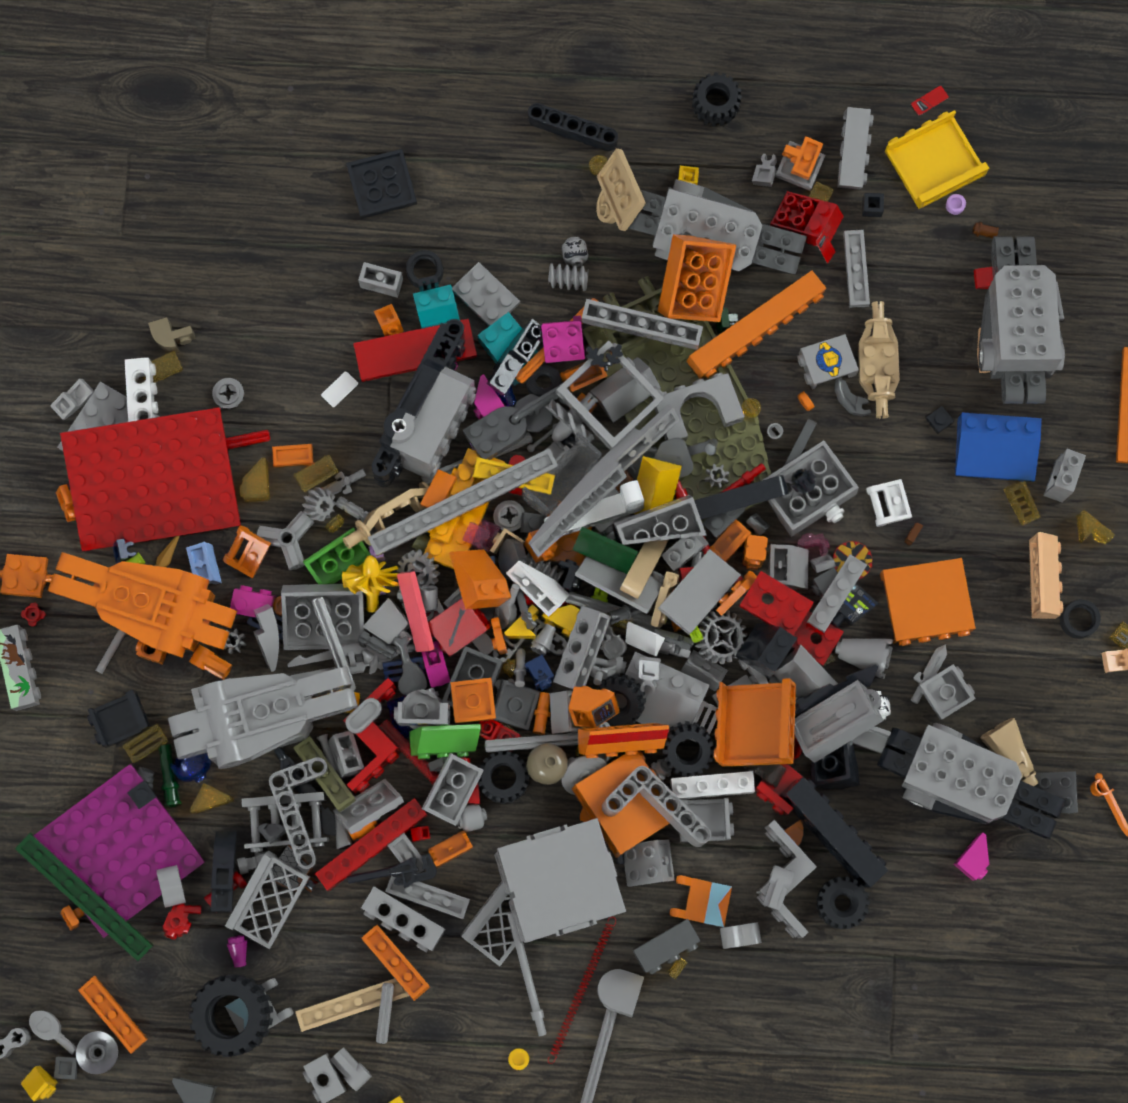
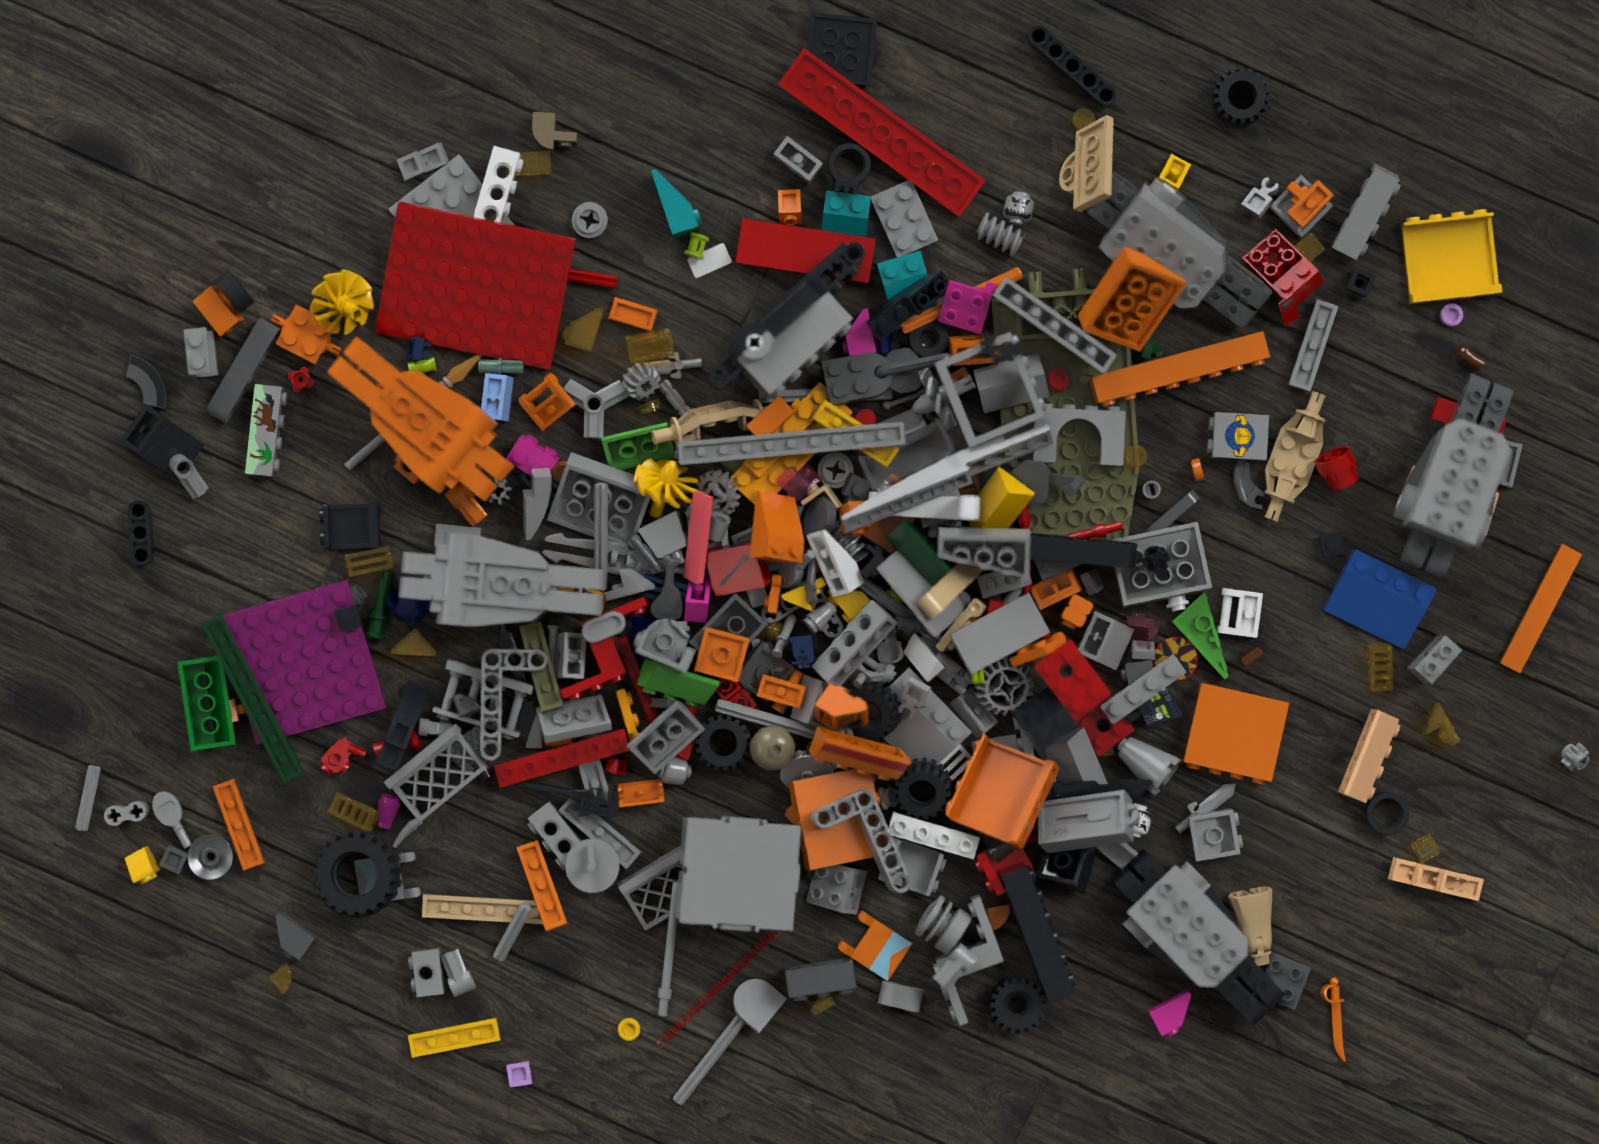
camera: 20 degrees right, 10 degrees up
(45, 528) = (347, 296): none -> yellow piece
(45, 918) = (206, 703): none -> green slope
(66, 503) = (377, 272): orange plate -> none
(171, 886) = (344, 720): light grey axle -> none
(196, 538) = (500, 366): none -> sand green axle
(223, 963) = (370, 819): none -> clear yellow slope
(263, 957) = (408, 829): none -> light grey helmet
(297, 354) = (678, 210): none -> teal slope
(324, 380) = (696, 246): none -> lime bush
(375, 675) = (631, 584): none -> light grey slope
(417, 790) = (630, 720): none -> light orange hinge
(432, 926) = (592, 865): none -> light grey shield
(440, 233) = (881, 132): none -> red plate
(536, 713) = (781, 691): none -> orange plate
(662, 371) = (1058, 379): none -> red plate
(720, 480) = (1062, 515): light grey gear -> none
(752, 858) = (943, 924): none -> light grey wheel
(860, 528) = (1198, 627): none -> bright green wing
(918, 355) = (1338, 468): none -> red piece
(929, 100) = (1474, 186): red sticker -> none

